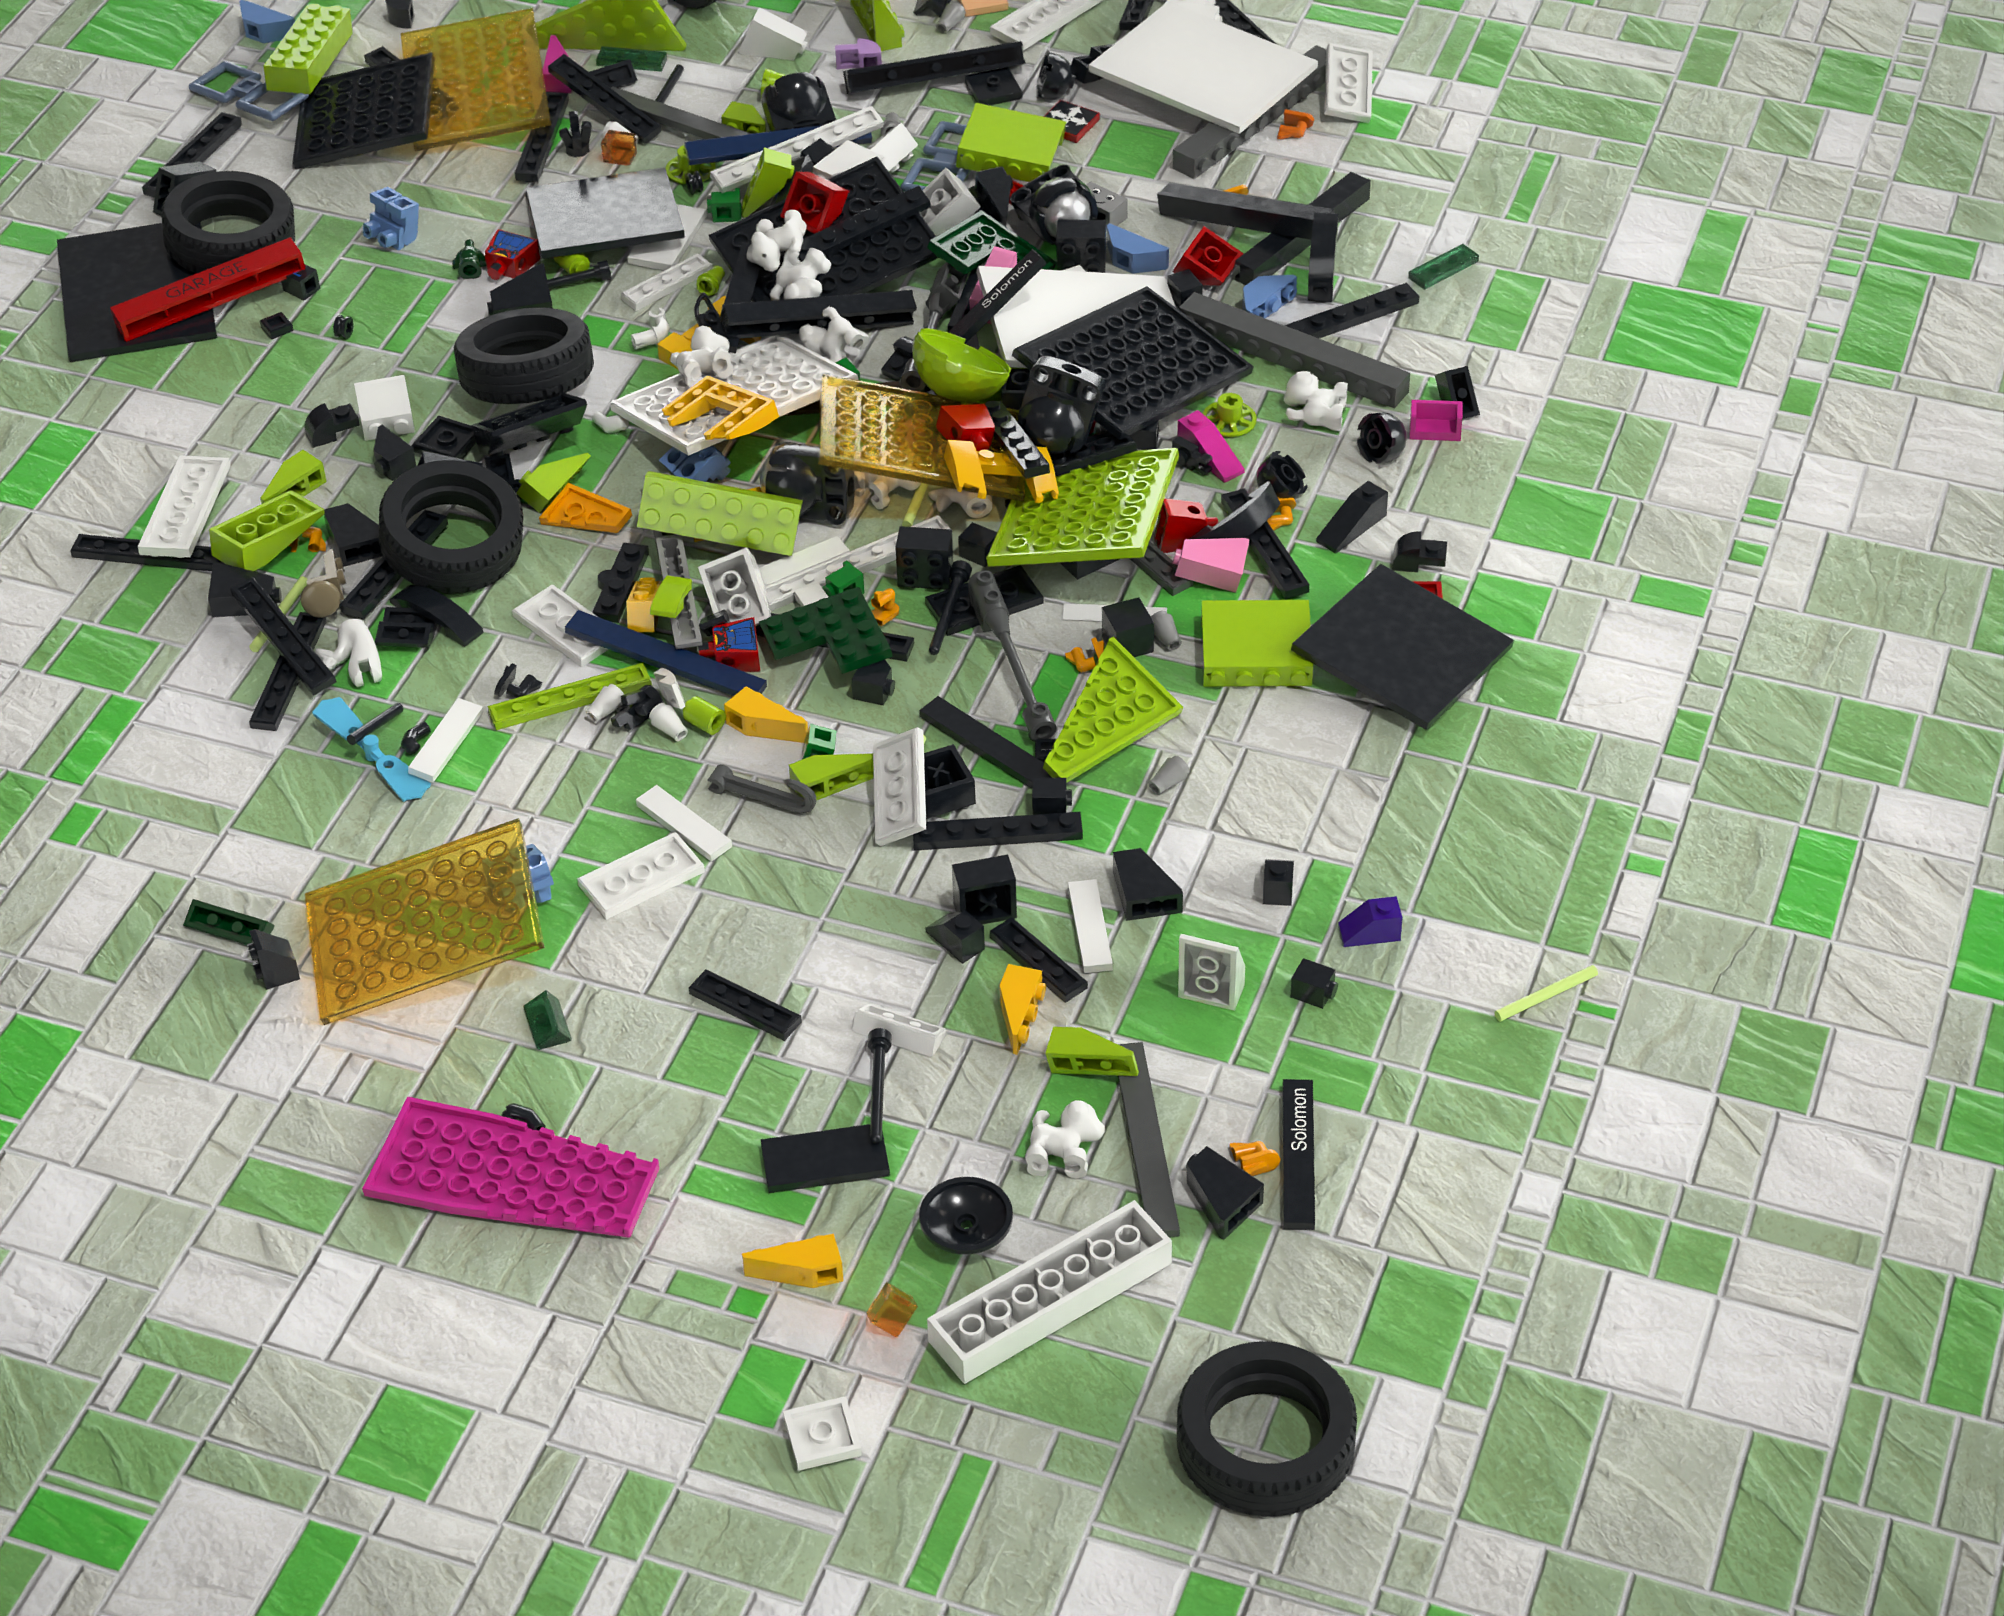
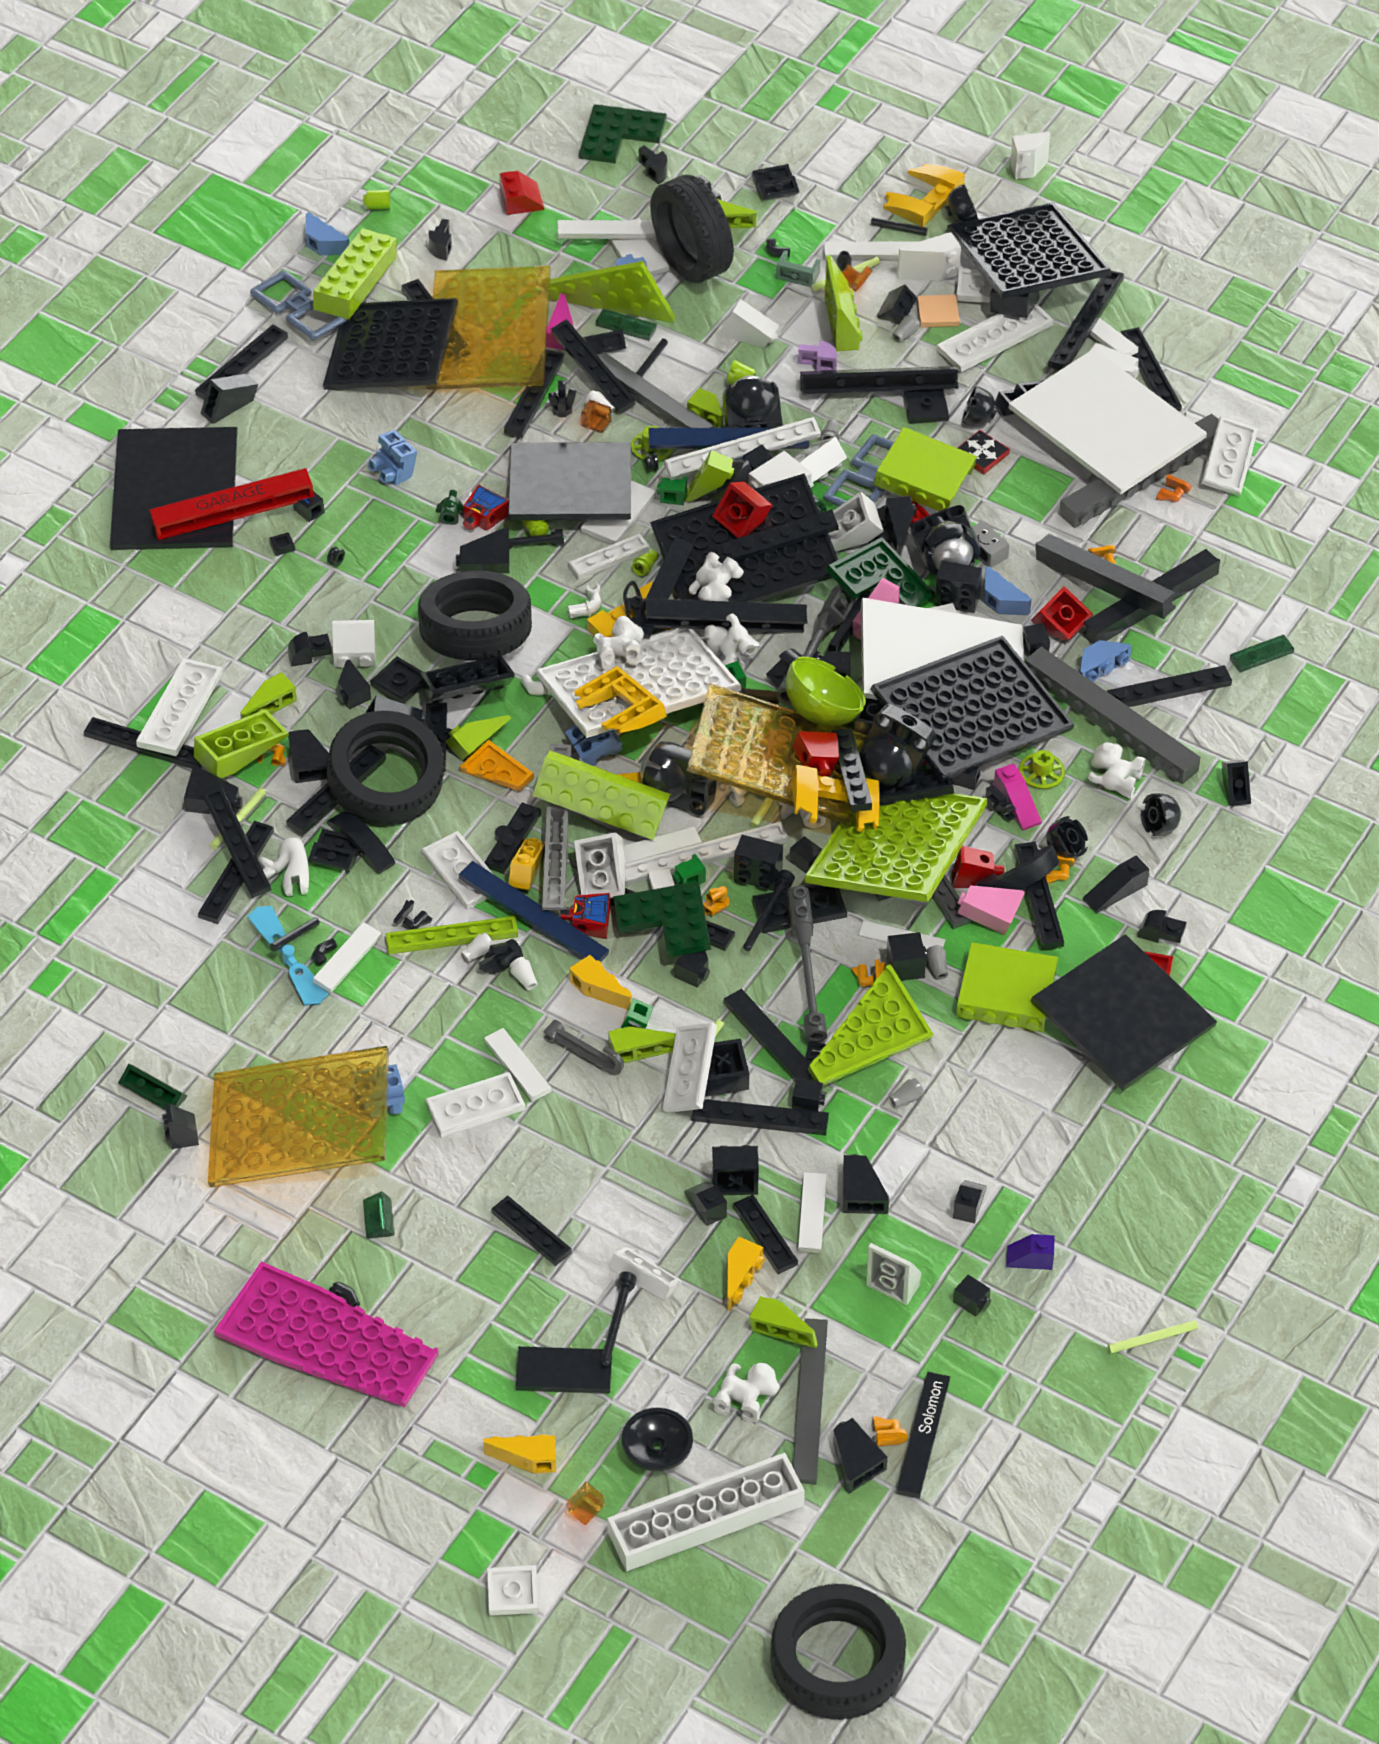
camera: 10 degrees right, 5 degrees up
(223, 195) = (263, 412): black tyre -> none
(325, 592) = (277, 808): dark tan piece -> none
(669, 688) = (530, 945): white slope -> none
(670, 596) = (546, 864): lime slope -> none
(704, 715) = (552, 972): lime brick -> none
(707, 623) = (580, 888): black slope -> none
(769, 242) = (692, 548): white animal -> none
(998, 296) = (869, 634): black tile -> none
(1322, 257) = (1155, 633): black arch -> none
(1436, 420) = (1210, 804): dark pink panel -> none

